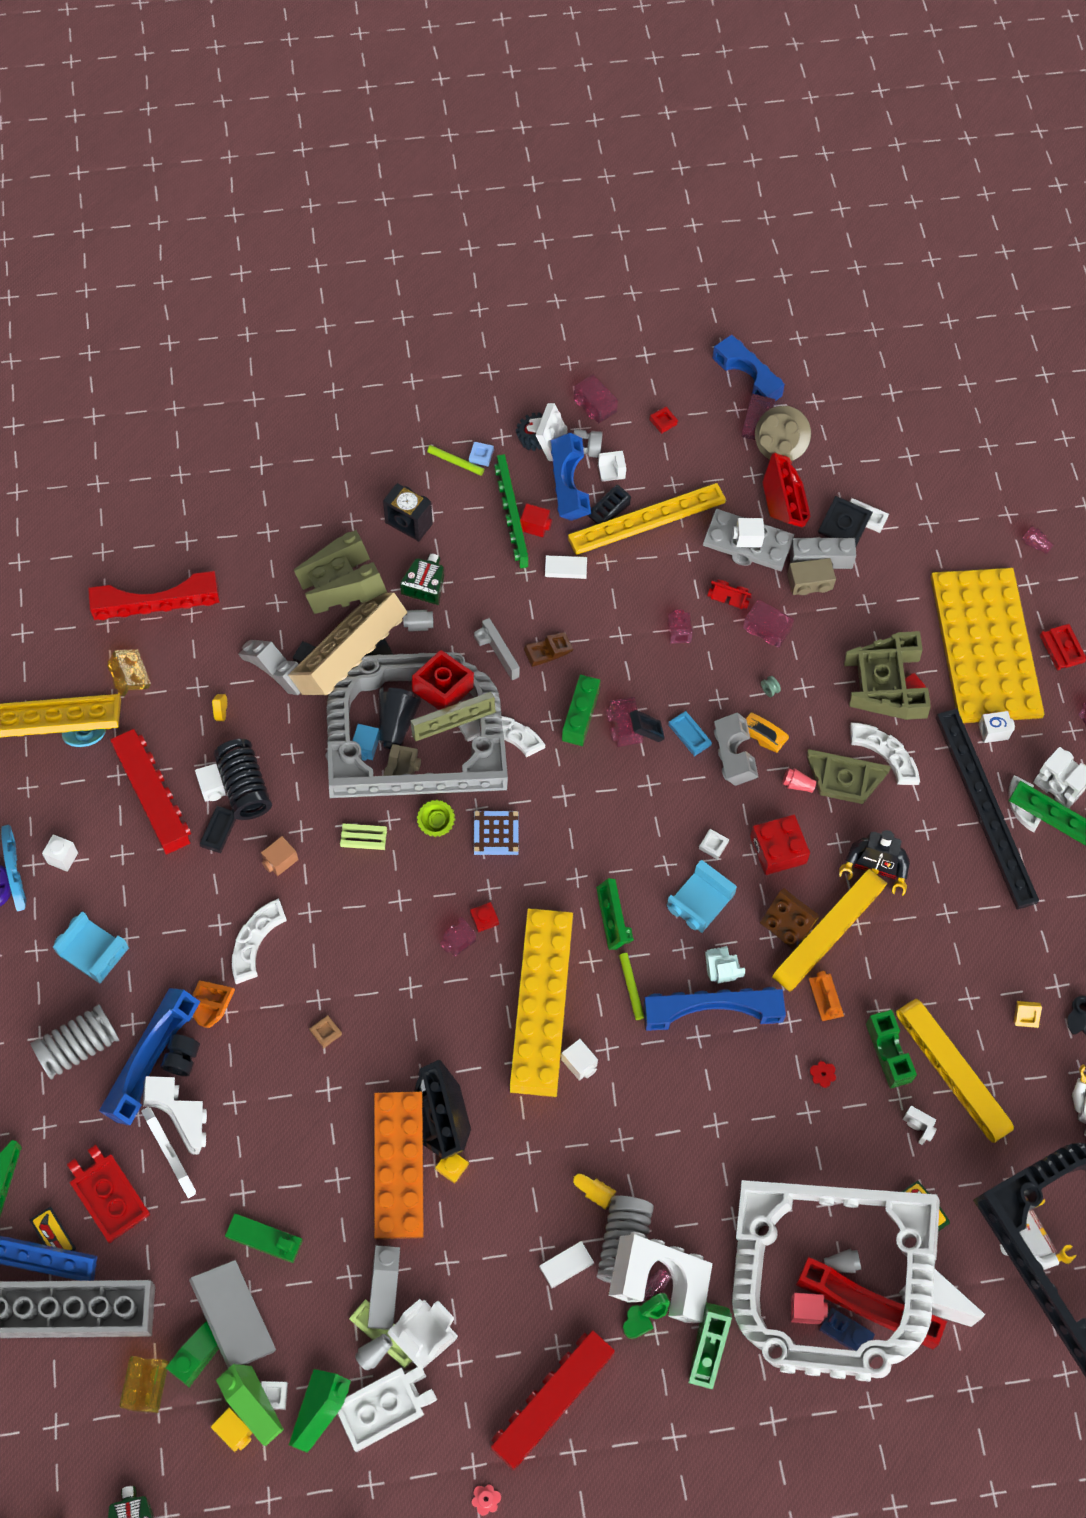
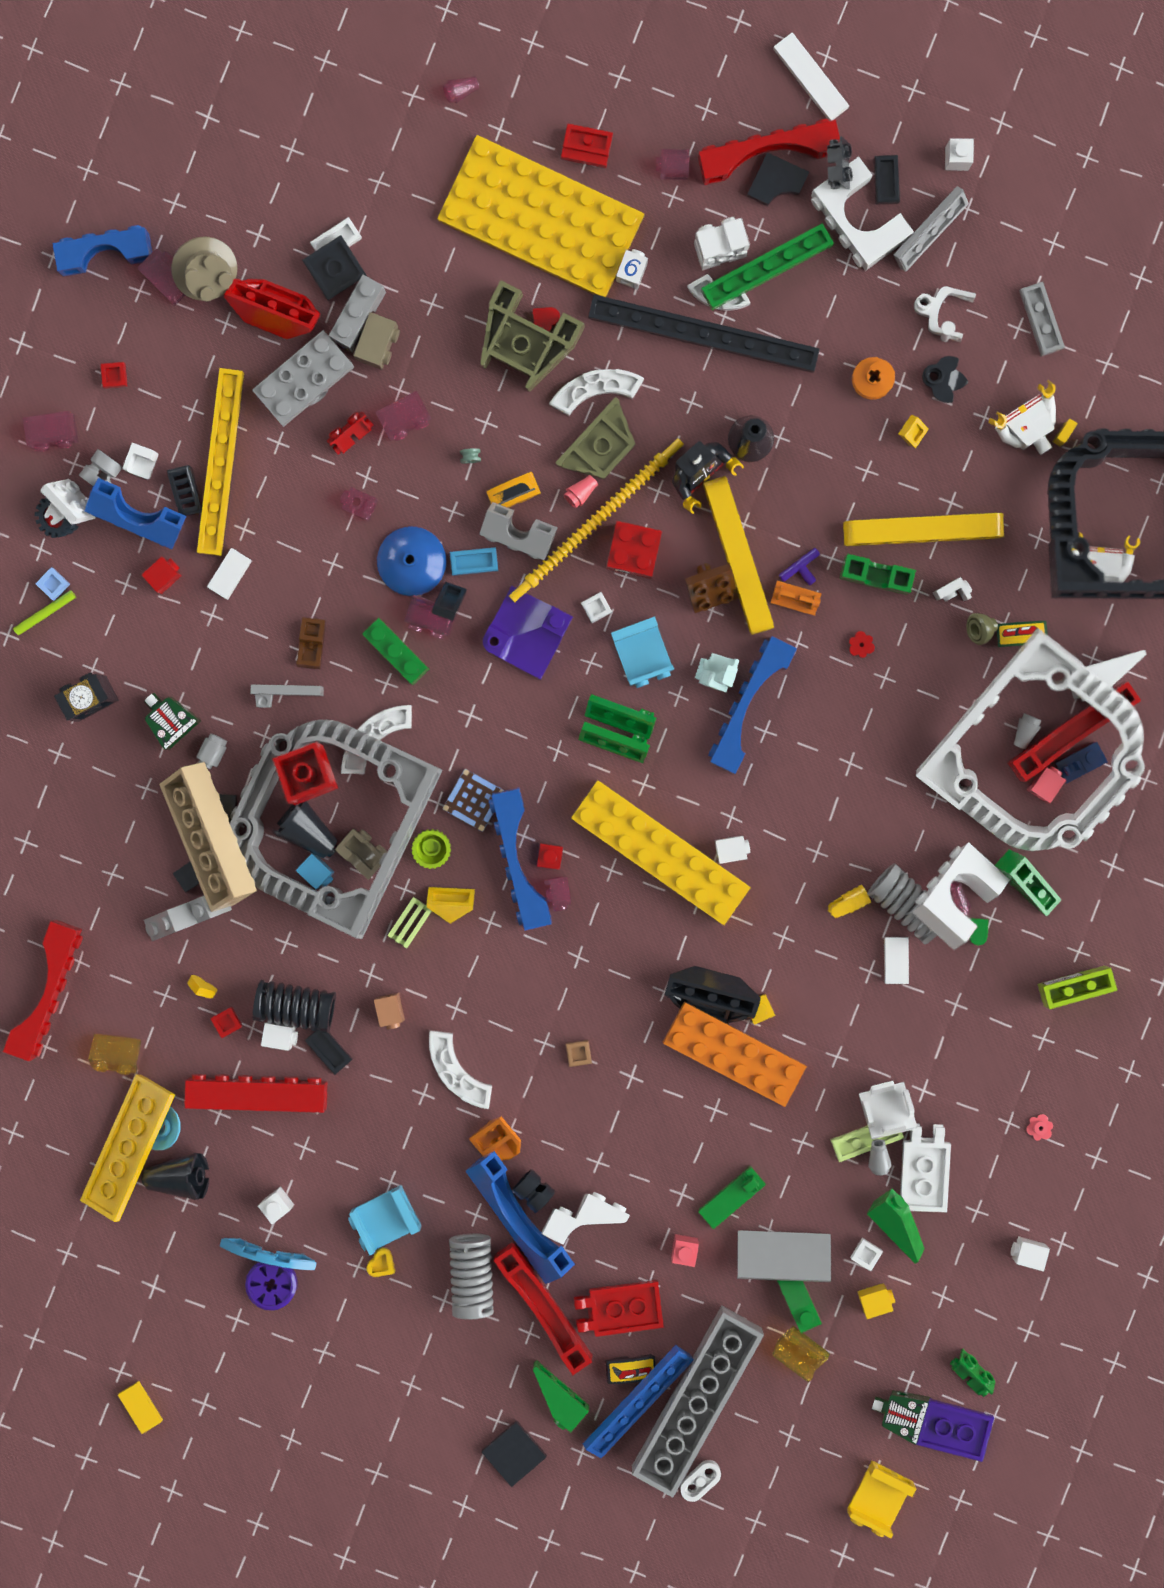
camera: 55 degrees left, 25 degrees up
(48, 966) = (381, 1264): none -> yellow tile
(49, 767) = (179, 1177): none -> black cone
(57, 1152) = (555, 1323): none -> red arch
(169, 1152) = (614, 1241): white tile -> none
(192, 1219) = (685, 1250): none -> coral brick
(200, 739) = (226, 1022): none -> red plate
(250, 1402) = (860, 1279): bright green slope -> none
(334, 578) = (124, 809): olive wedge -> none
(383, 1287) = (833, 1123): light grey slope -> none
(398, 858) = (450, 902): none -> yellow slope
(453, 716) = (347, 783): olive plate -> none
(503, 860) = (532, 905): none -> blue arch
(512, 518) = (147, 596): green plate -> none
(552, 1400) = (998, 1034): red brick -> none
(631, 986) = (688, 763): lime bar -> none
(637, 908) = (620, 716): none -> green hinge
(641, 1448) = (1077, 987): none -> lime brick
(656, 1306) = (975, 909): green tile -> none
(658, 800) = (527, 633): none -> dark purple slope
(660, 699) = (428, 562): none -> blue dish
(703, 780) = (660, 460): none -> yellow hose
(749, 532) = (302, 378): white brick -> none
(854, 987) = (800, 566): none -> dark purple piece
(905, 1167) = (981, 628): none -> olive brick
(932, 887) = (747, 445): none -> black cone
(1036, 957) = (863, 372): none -> orange piece

